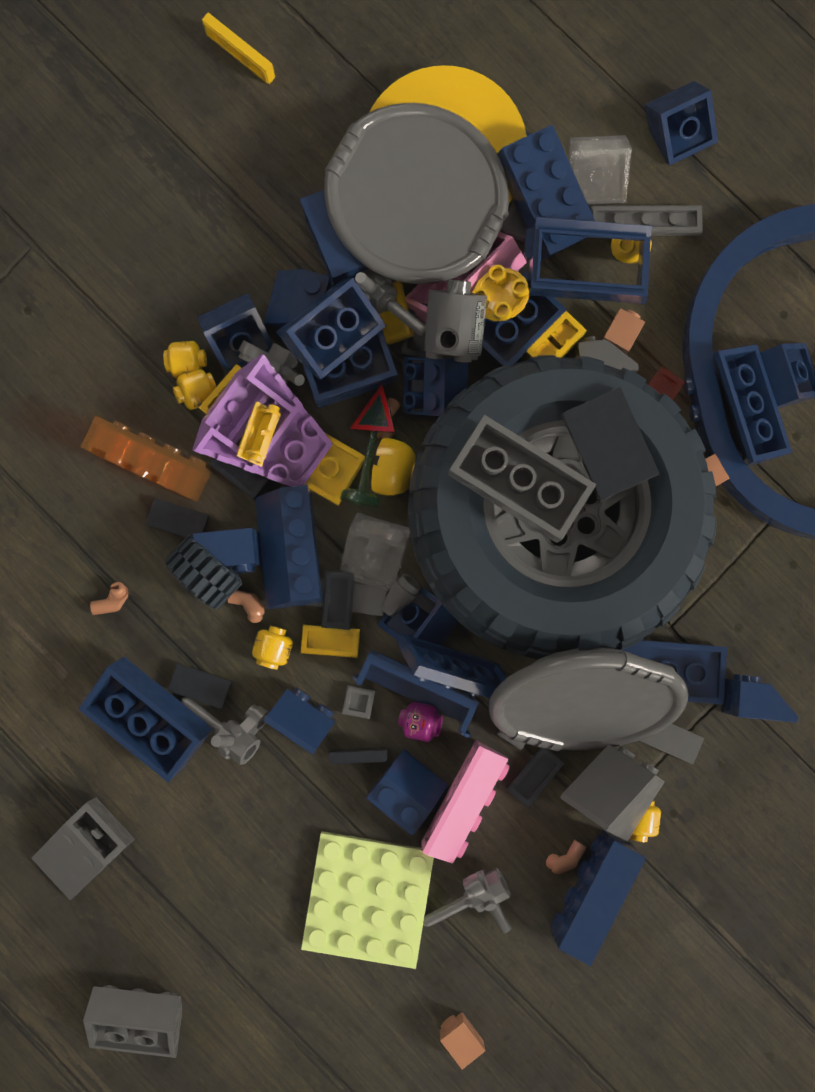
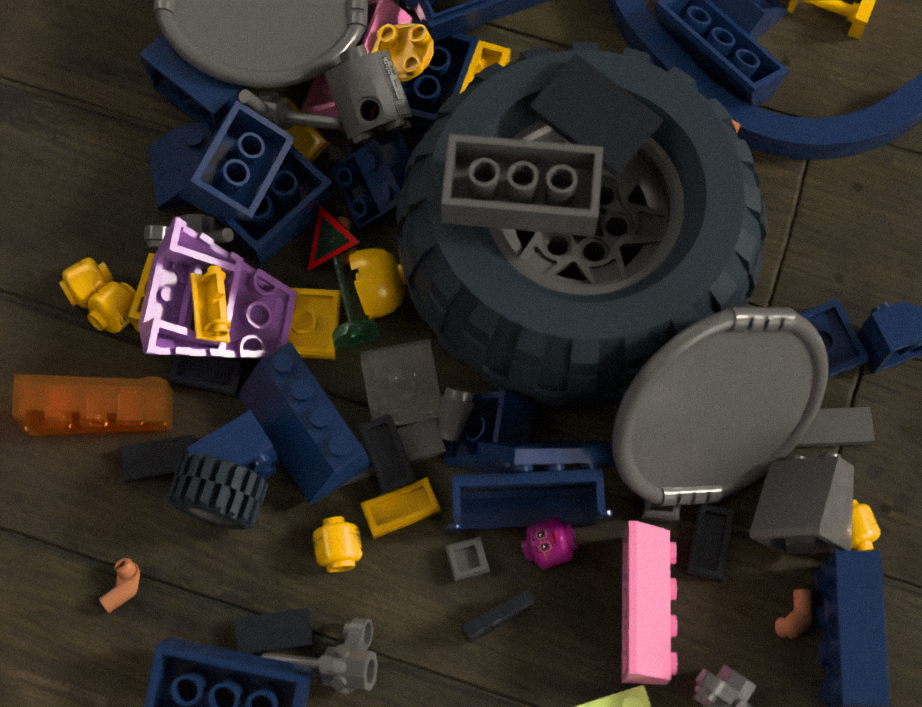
camera: 25 degrees left, 15 degrees down
(231, 325) = (120, 226): dark blue slope -> none
(250, 603) = (287, 509): nougat arm -> none
(301, 719) = (411, 605): dark blue slope -> none
(407, 791) = (575, 631): dark blue slope -> none
(624, 329) = (550, 32): nougat brick -> none

